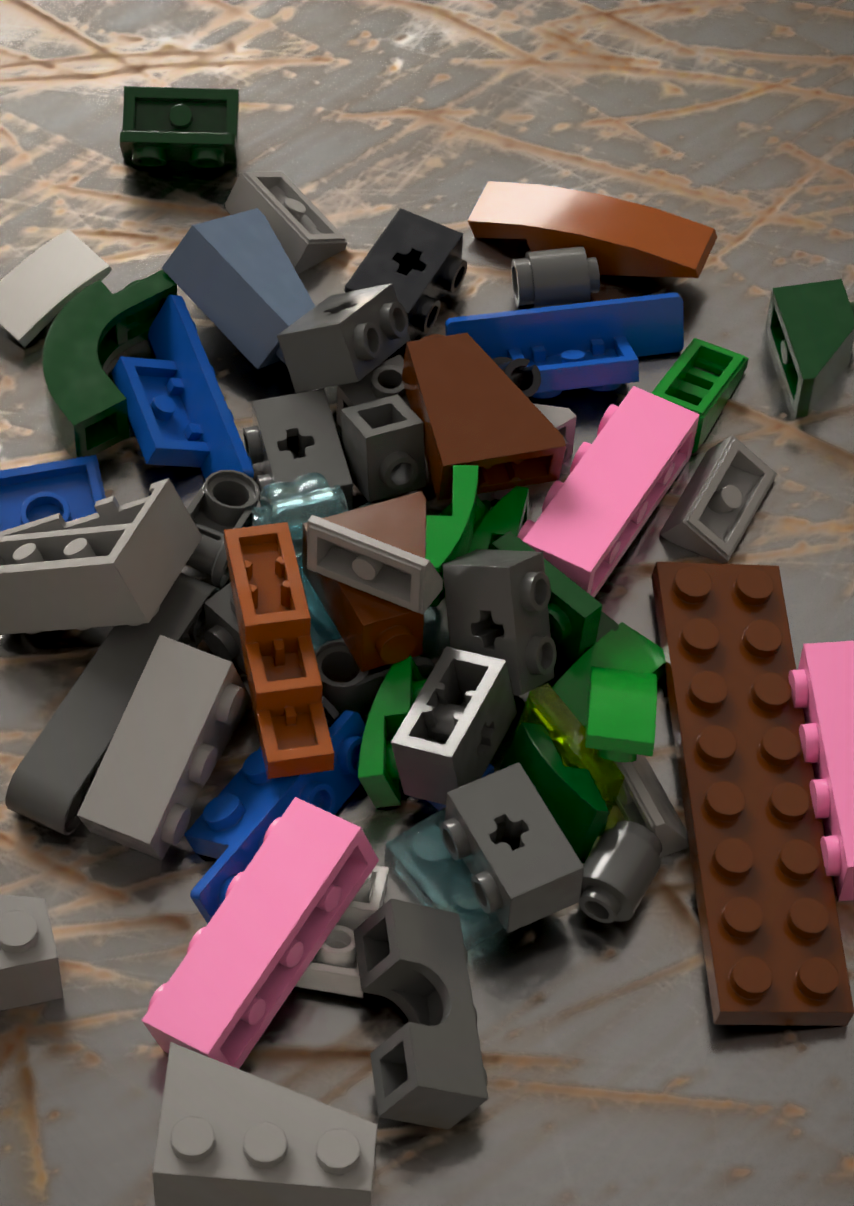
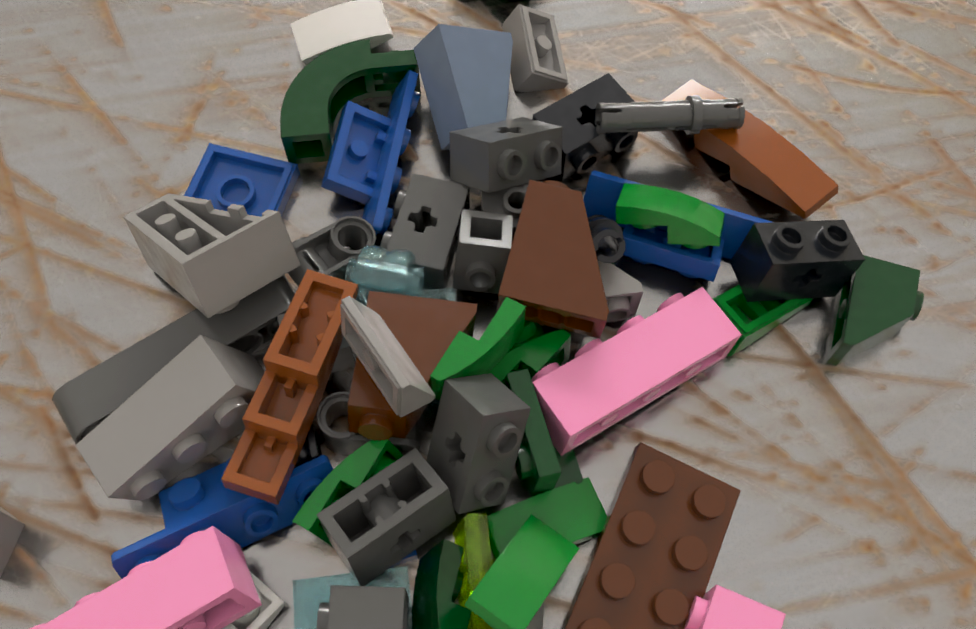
camera: 30 degrees right, 10 degrees up
(516, 218) = (684, 115): none -> dark grey pin
(554, 277) = (696, 172): dark grey brick -> none
(584, 326) = (686, 217): none -> green slope
(712, 321) = (796, 260): none -> black brick
(719, 501) = (725, 407): light grey slope -> none

